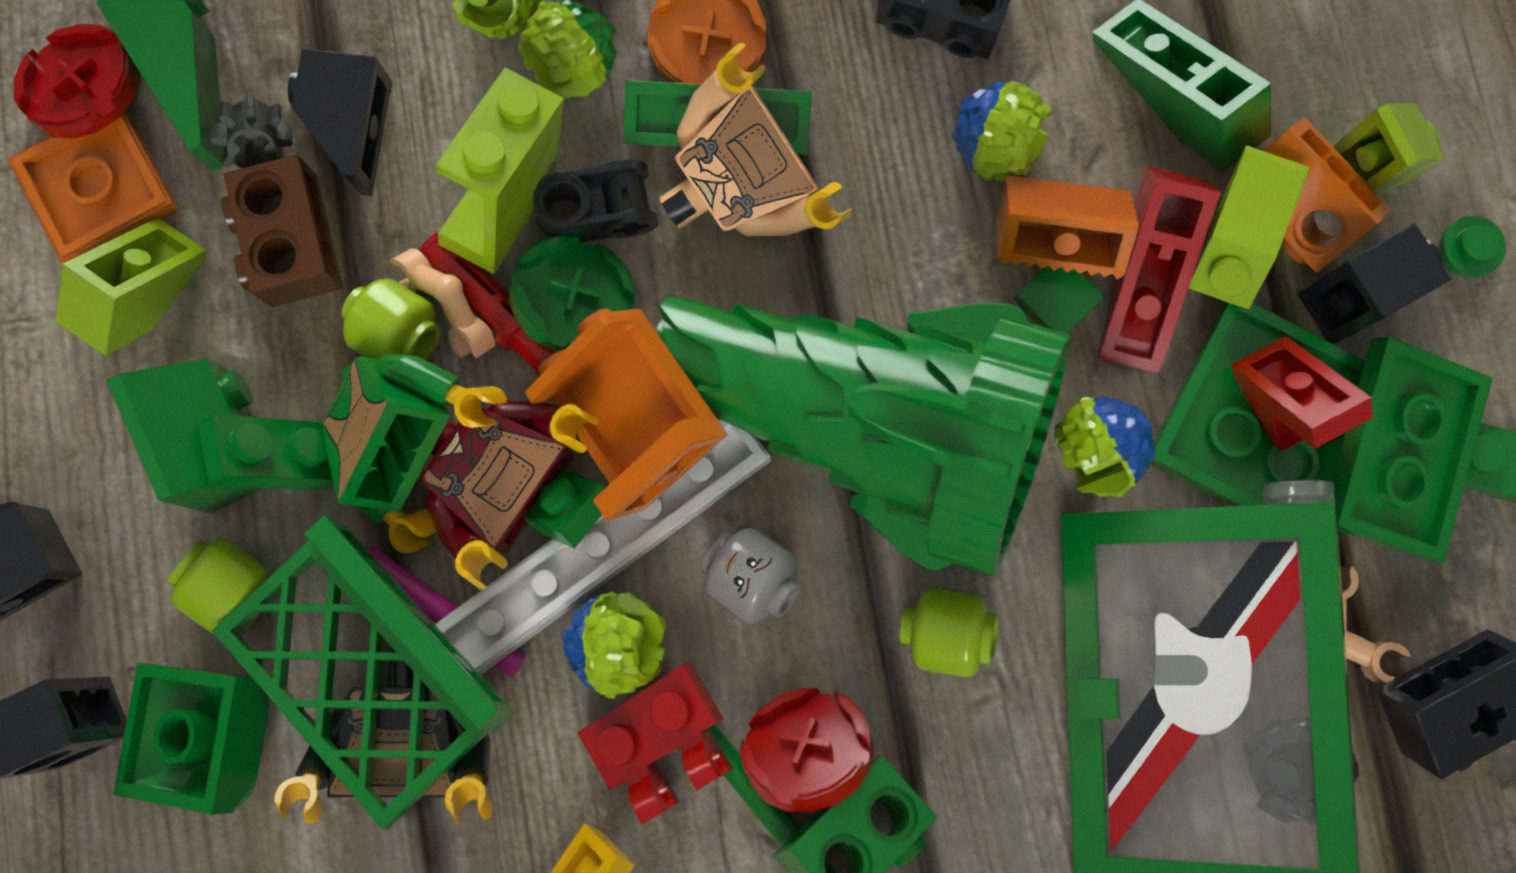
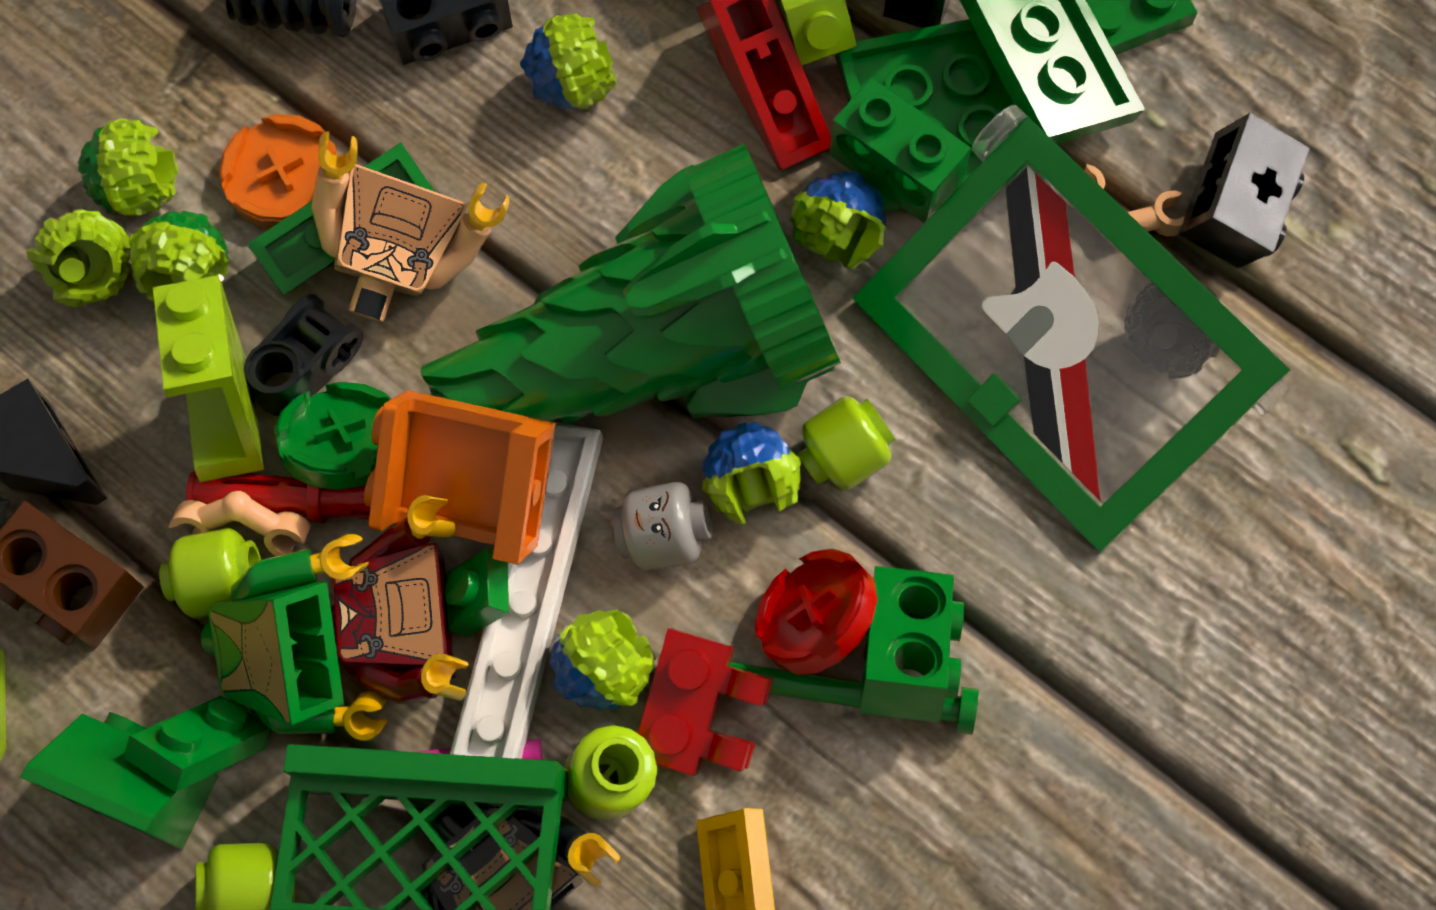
camera: 40 degrees left, 10 degrees down
(542, 759) = (624, 757): none -> lime head
(855, 588) = (750, 470): none -> piece
(1058, 298) = (711, 137): green tile -> none
(1065, 226) = (674, 91): orange brick -> none
(1203, 432) = (898, 150): none -> green brick
(1299, 395) = (945, 72): red slope -> none

